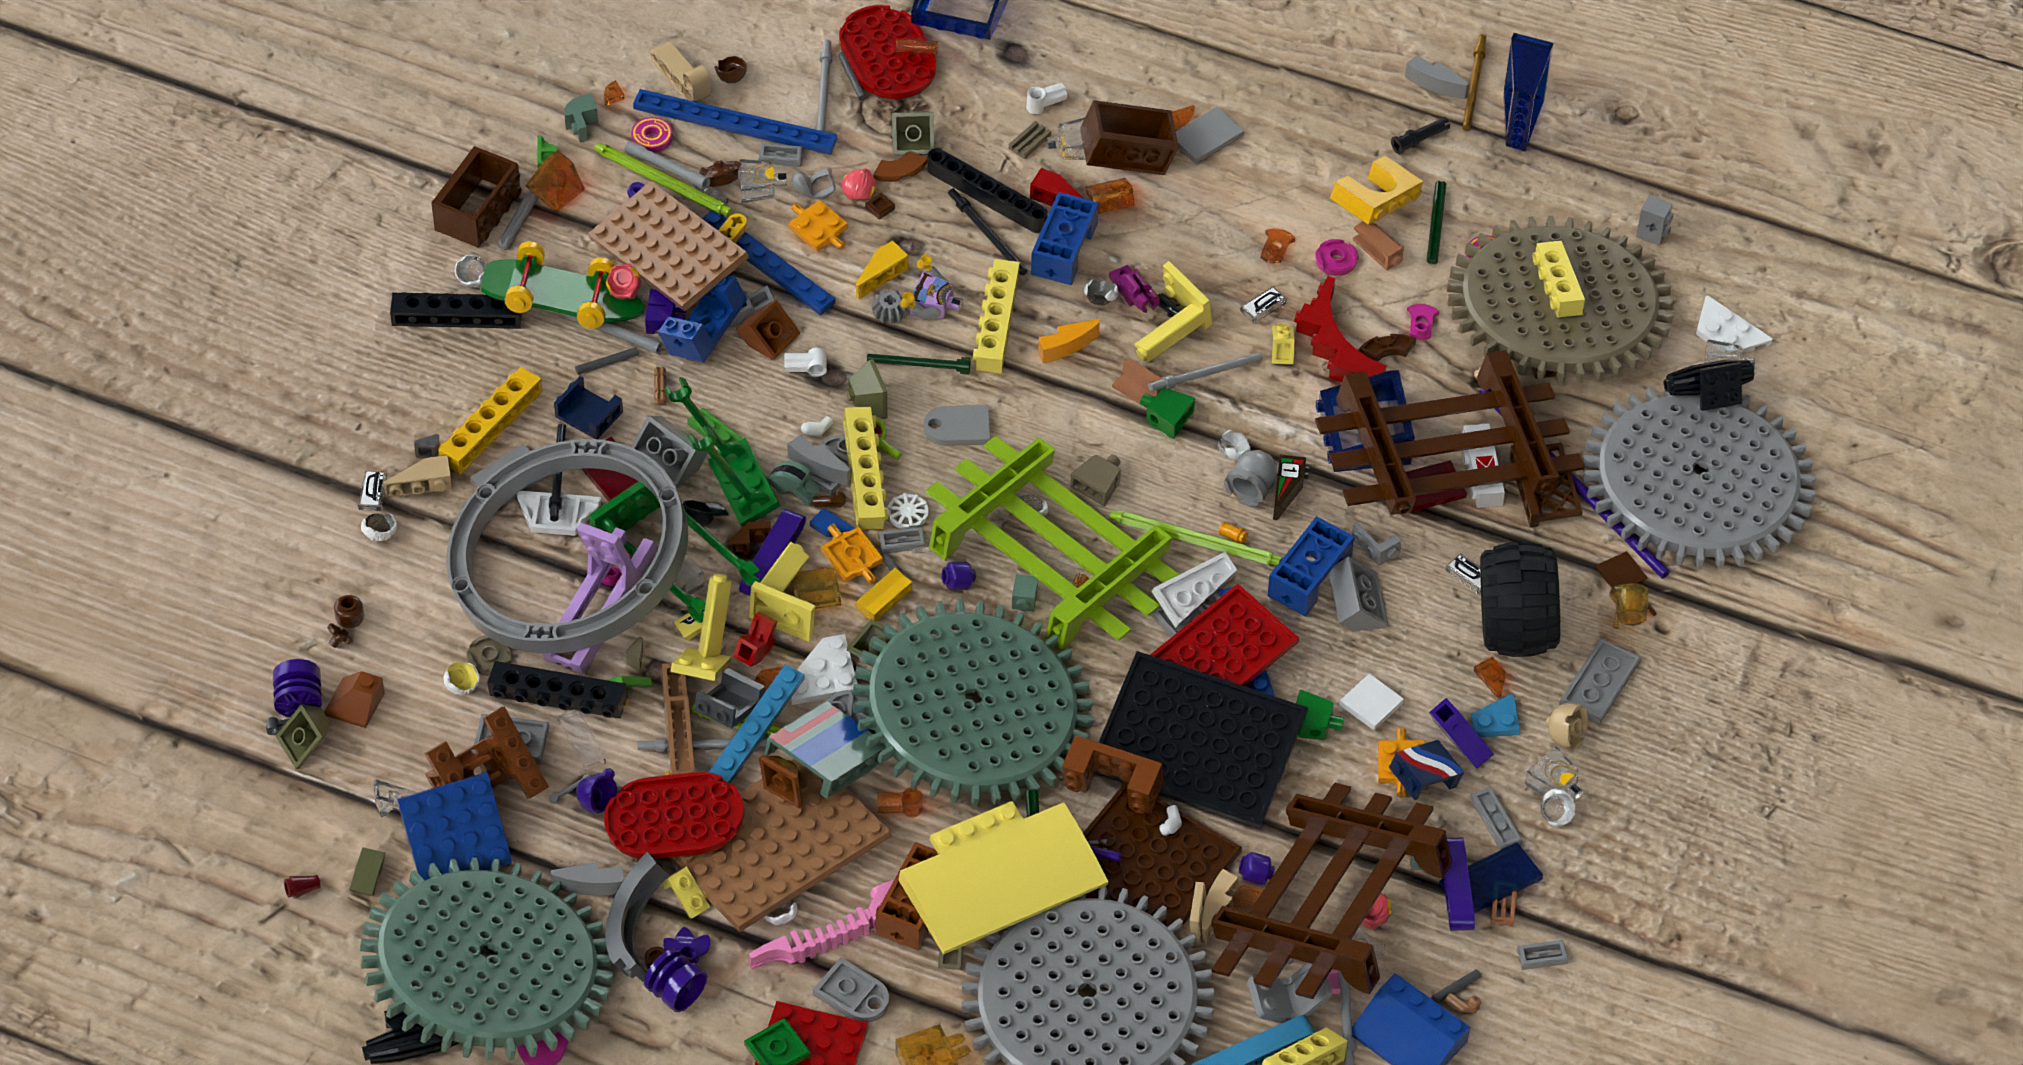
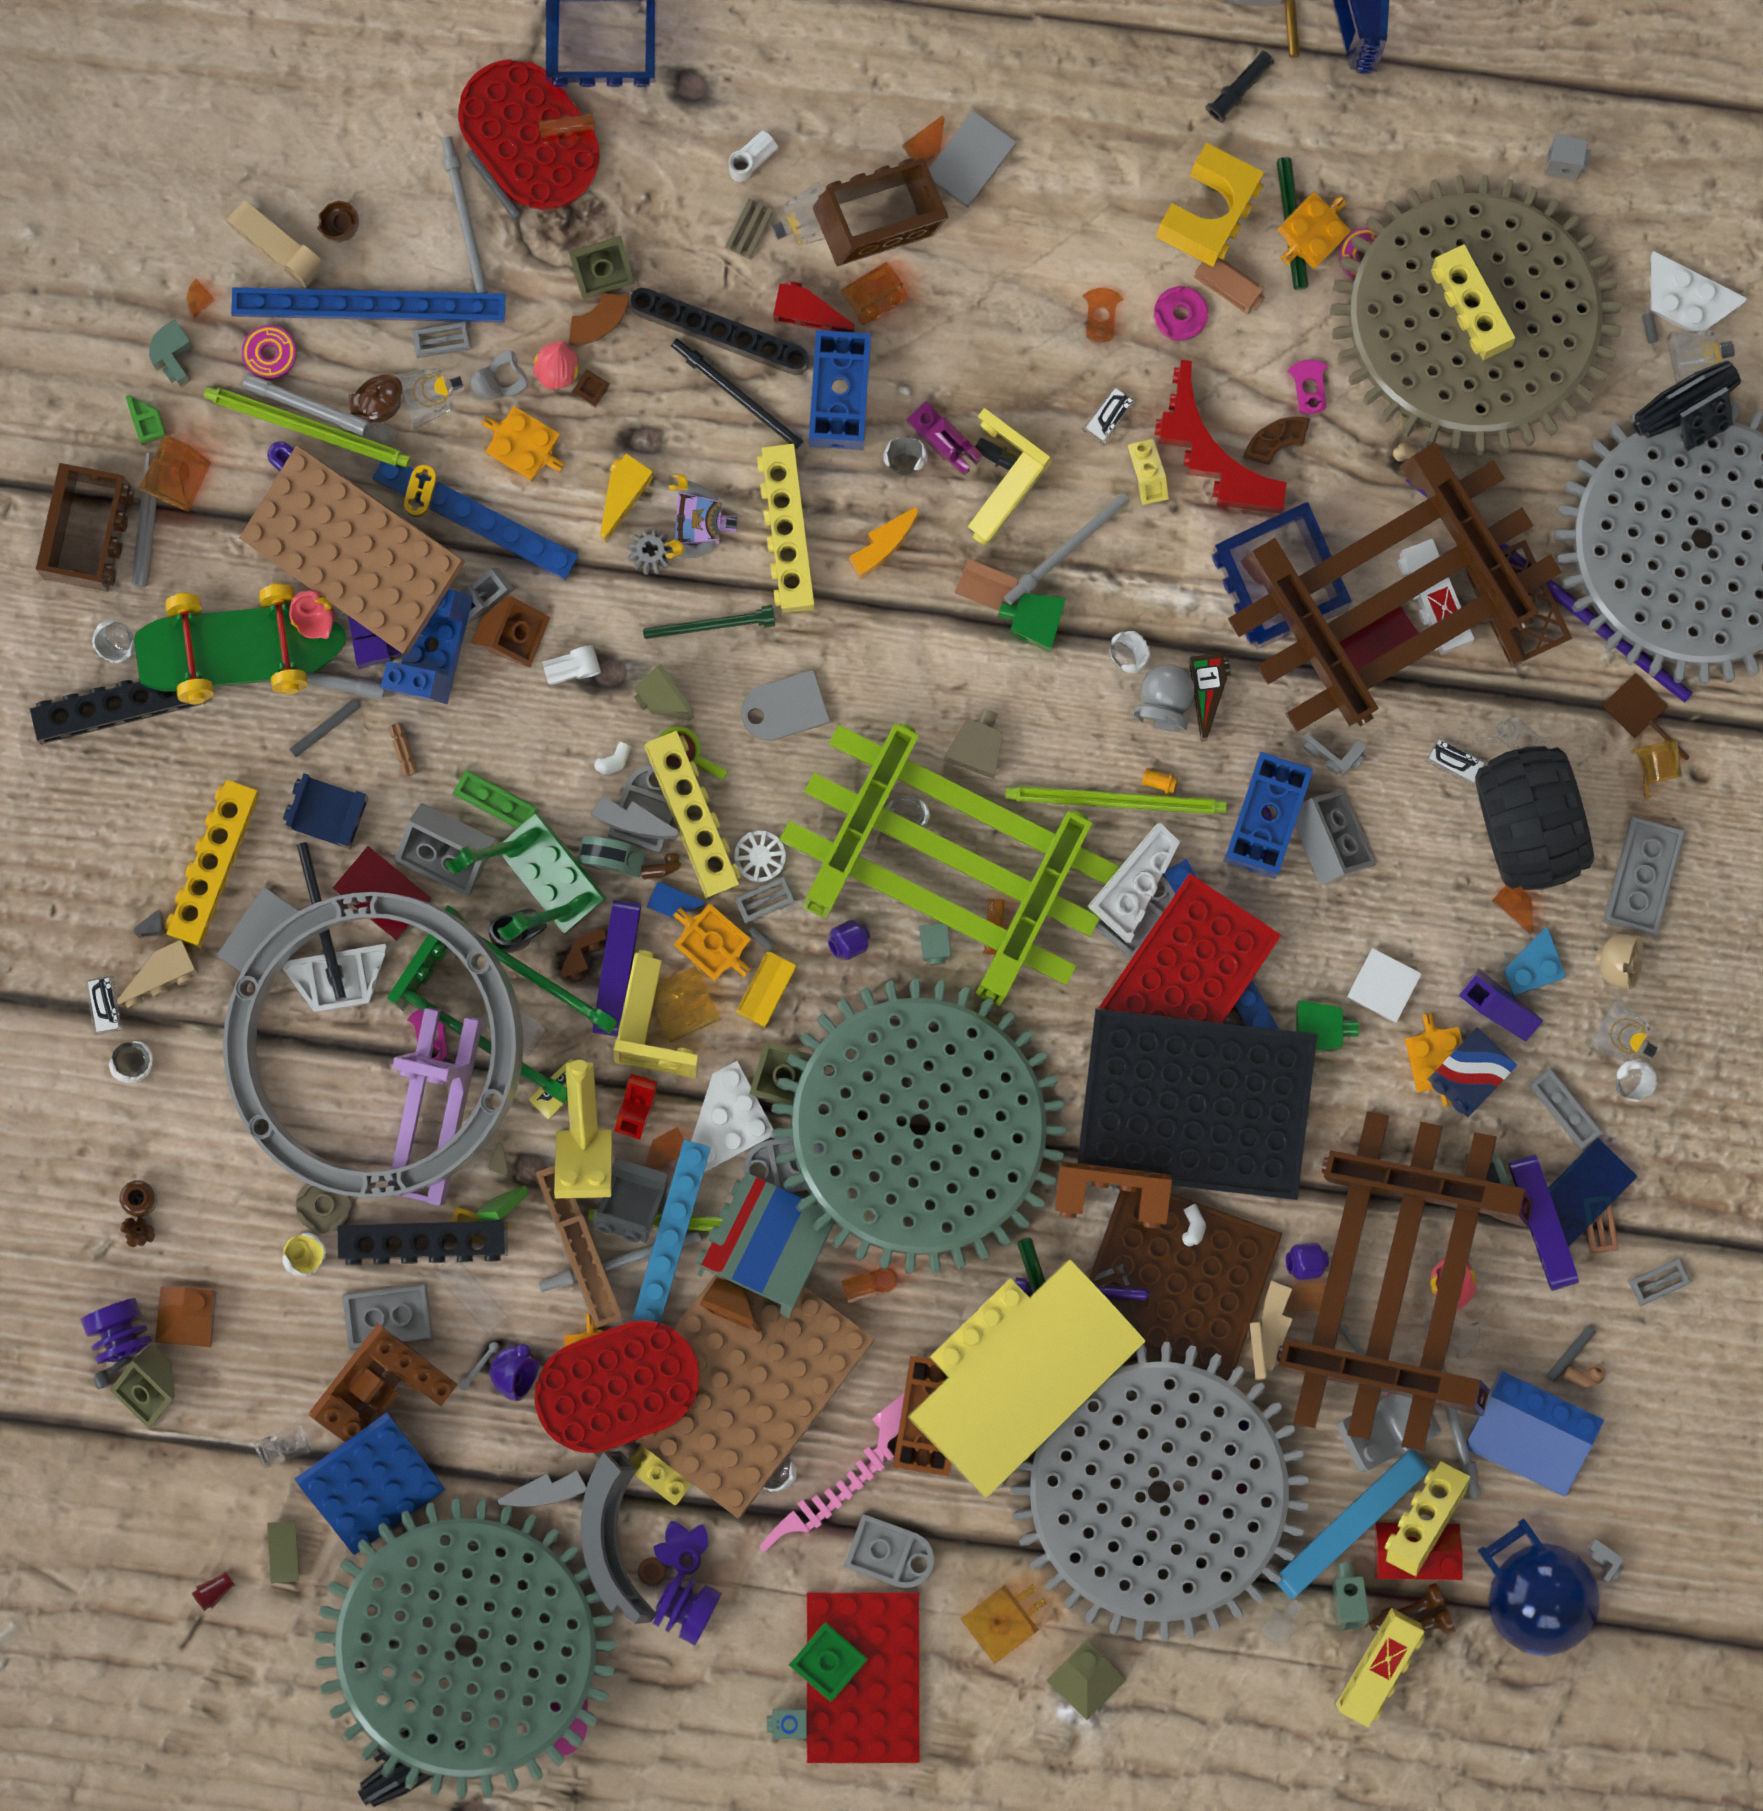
camera: 15 degrees left, 30 degrees up
(1450, 225) = (1313, 230): none -> light orange plate
(1693, 342) = (1650, 327): none -> light grey piece

